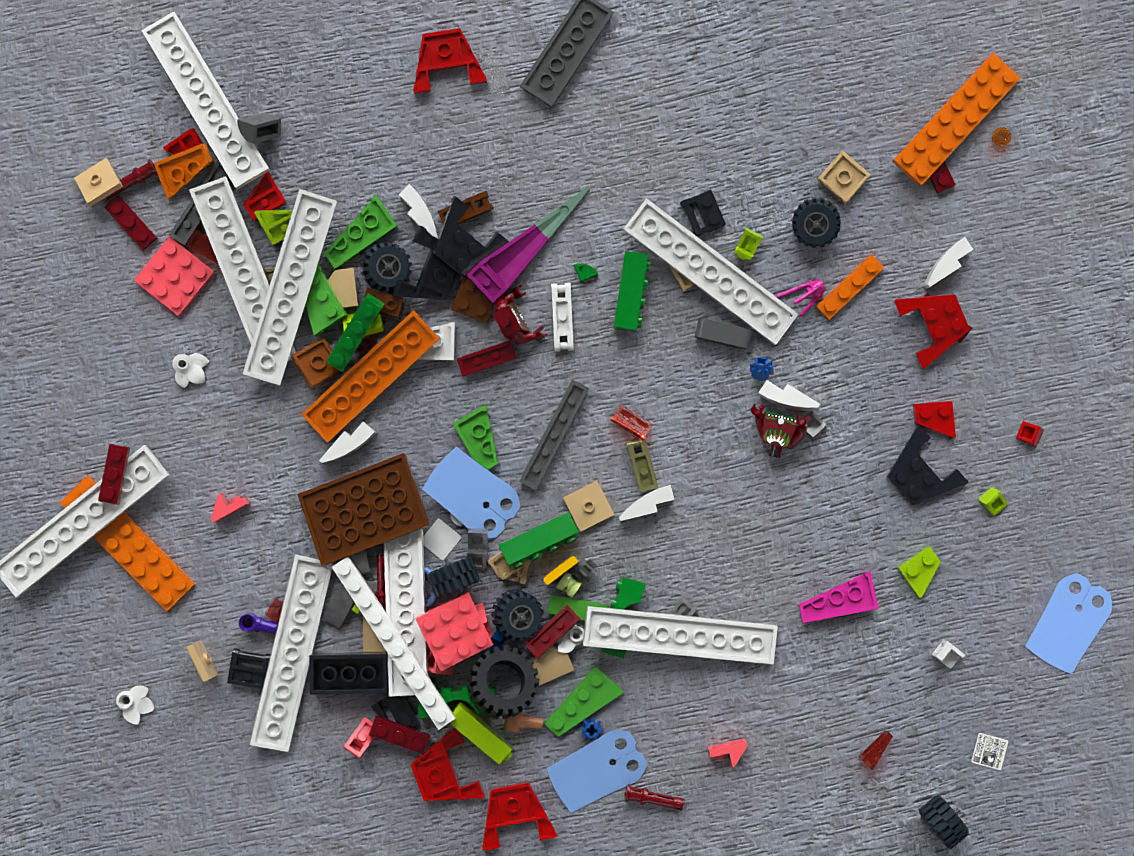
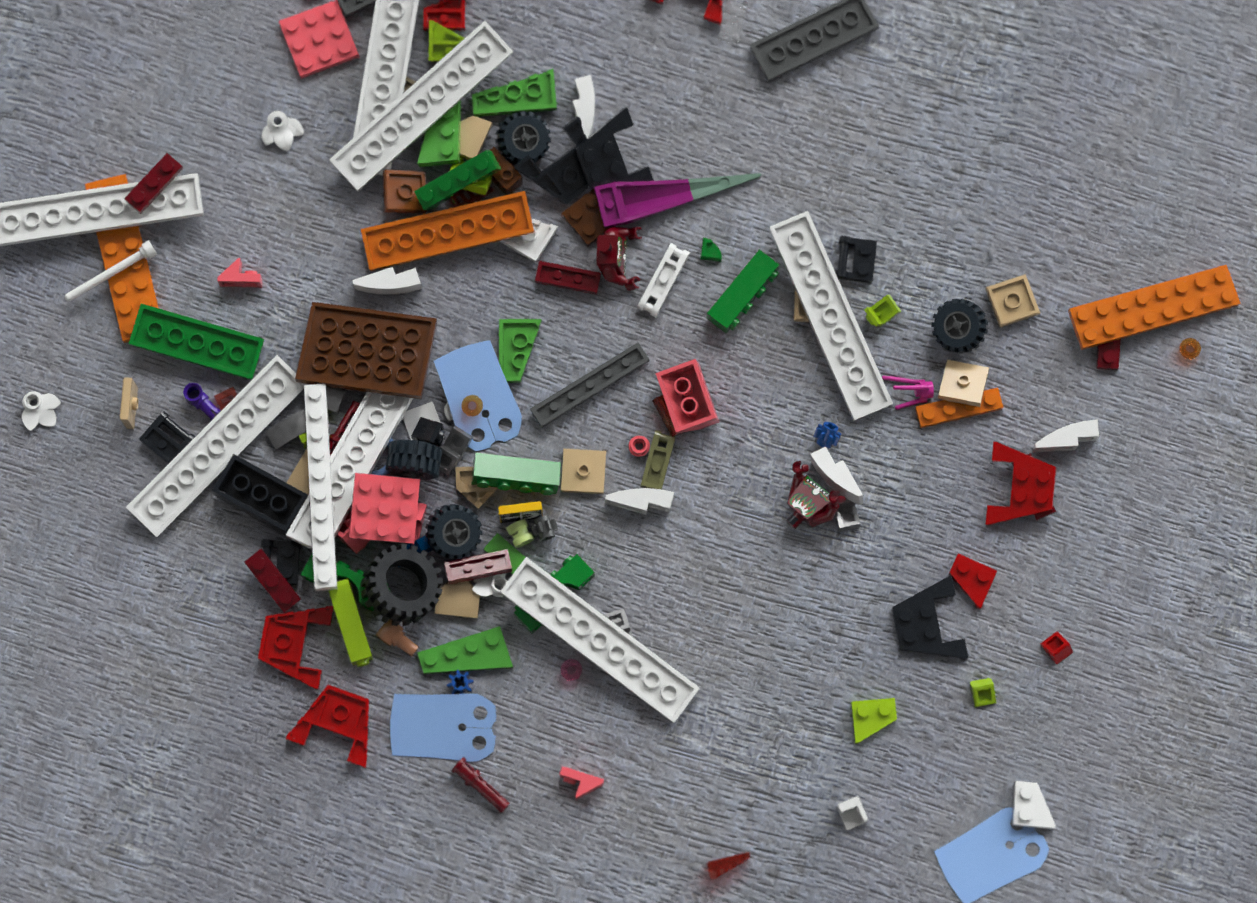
camera: 30 degrees right, 10 degrees down
(141, 530) = (144, 252): none -> white piece
(200, 243) = (362, 24): clear red plate -> none
(225, 580) = (196, 341): none -> green plate
(360, 739) = (232, 563): coral slope -> none
(452, 548) = (429, 432): none -> black slope
(472, 211) = (635, 132): reddish brown plate -> none
(472, 512) = (472, 398): none -> clear orange plate
(614, 461) = (642, 440): none -> coral plate
(636, 402) = (687, 397): none -> coral slope
(674, 672) = (571, 663): none -> clear pink plate
(723, 334) = (809, 382): dark grey beam -> none
(843, 266) = (963, 383): none -> tan plate
(846, 599) = (777, 701): dark pink wing -> none
(1079, 570) = (1030, 807): none -> white wing

